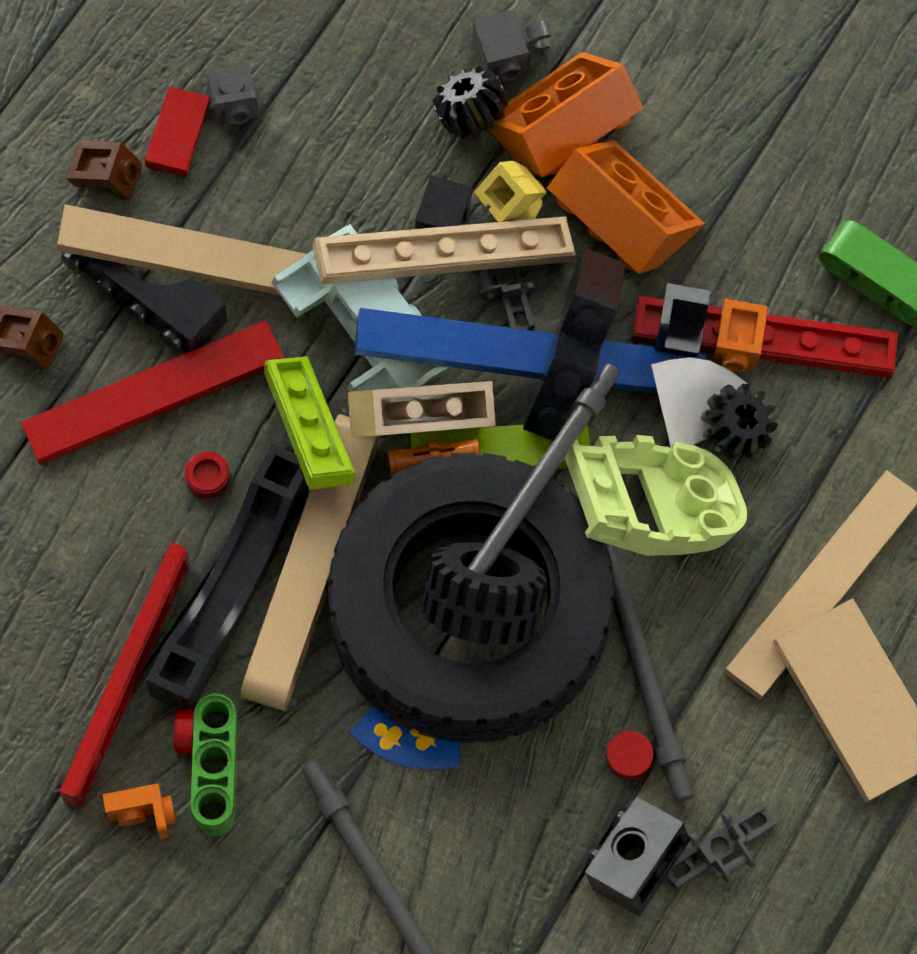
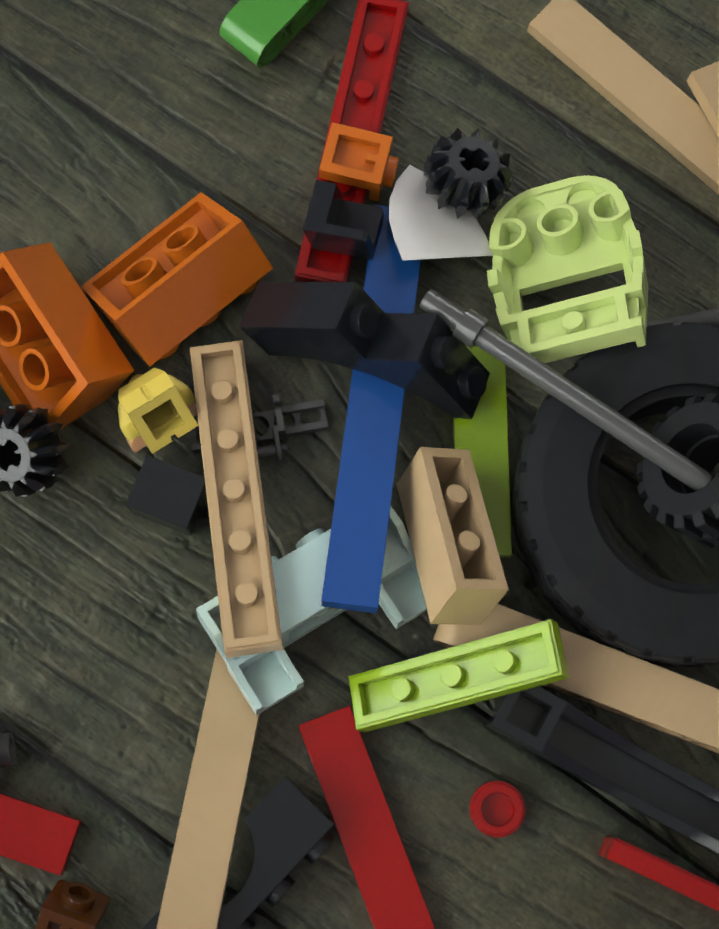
camera: 85 degrees left, 10 degrees up
(402, 458) = (498, 490): orange pin -> none

